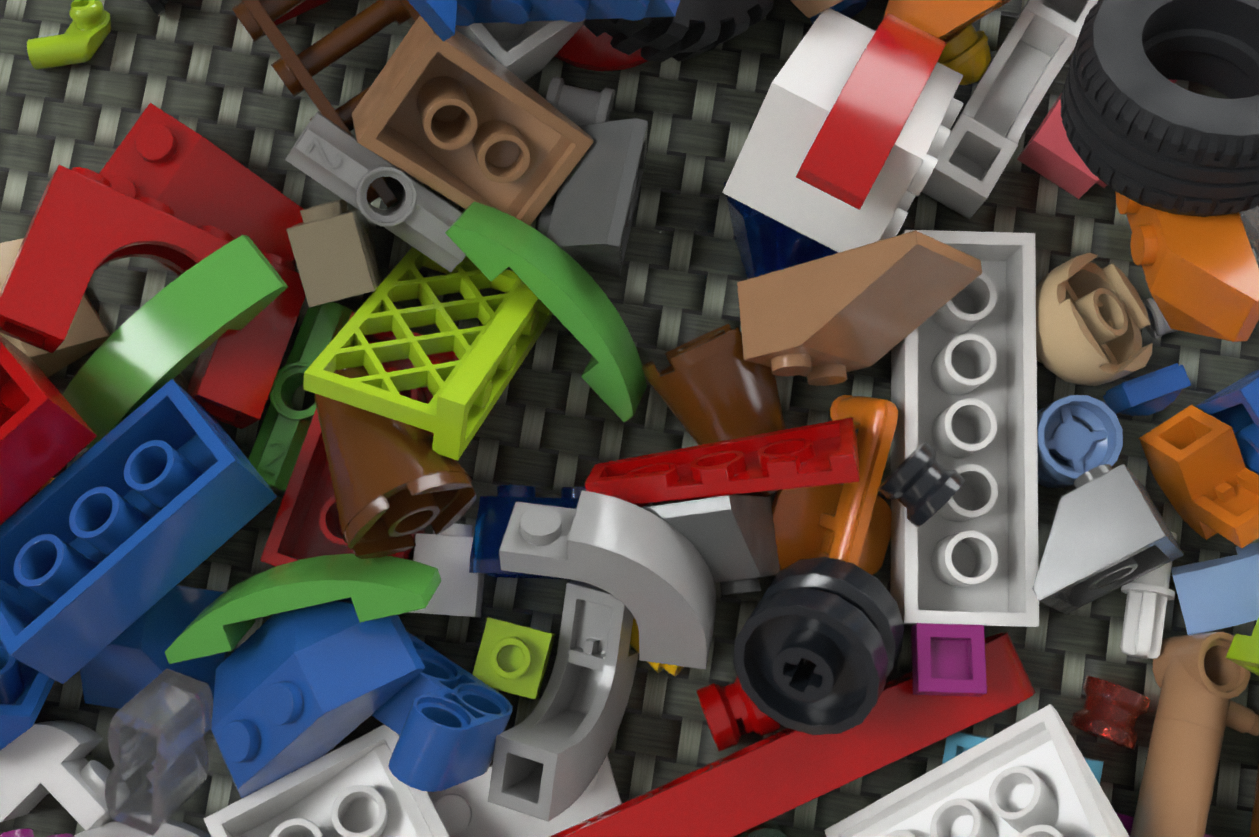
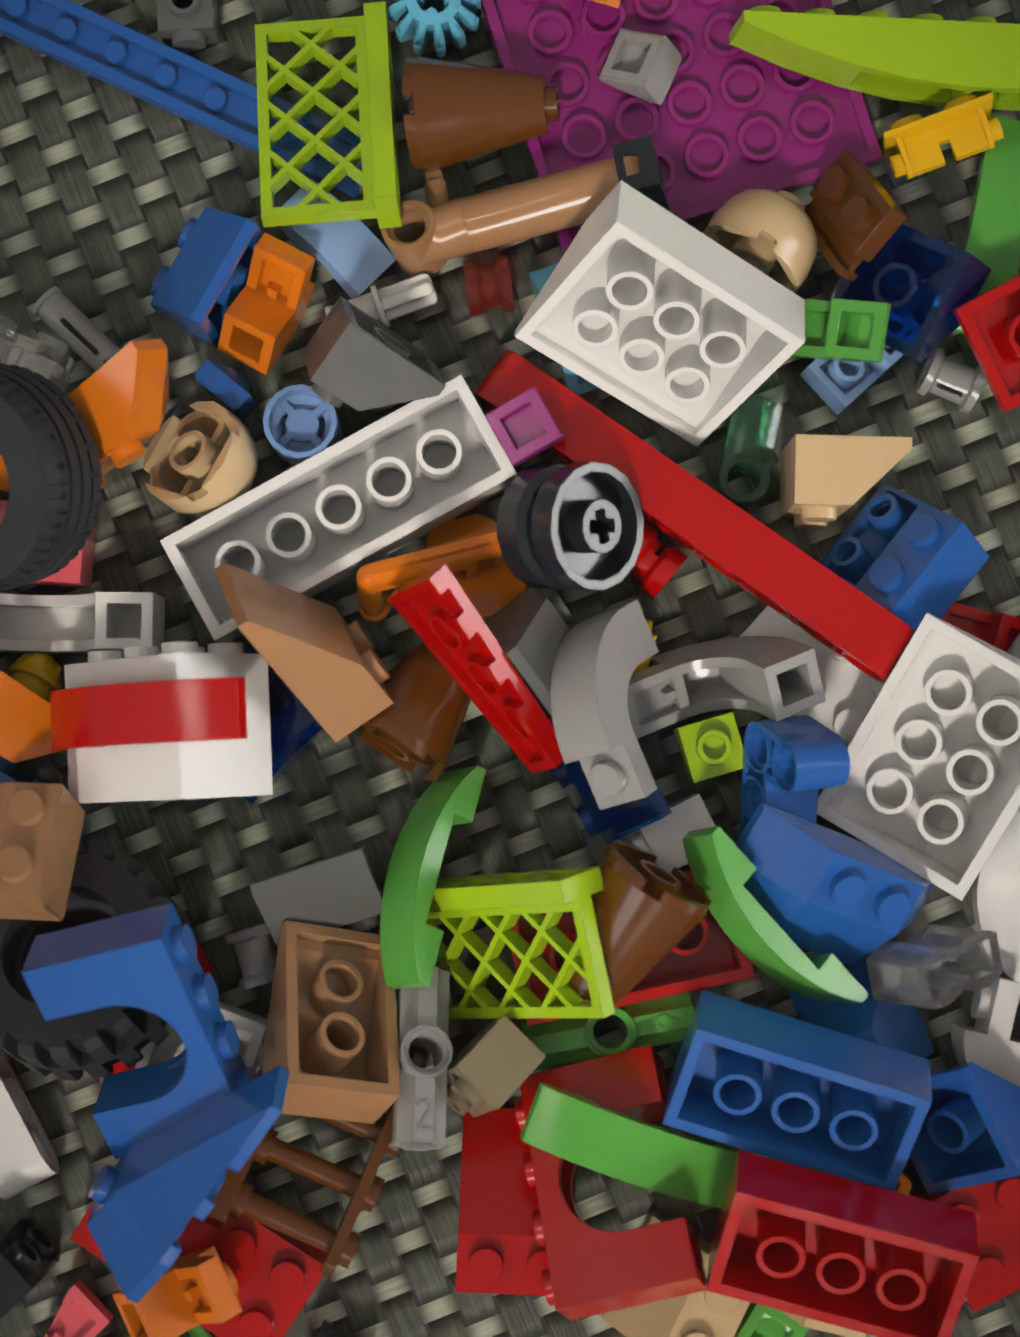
camera: 120 degrees left, 5 degrees up
(921, 484) = (409, 518): black wheel -> none

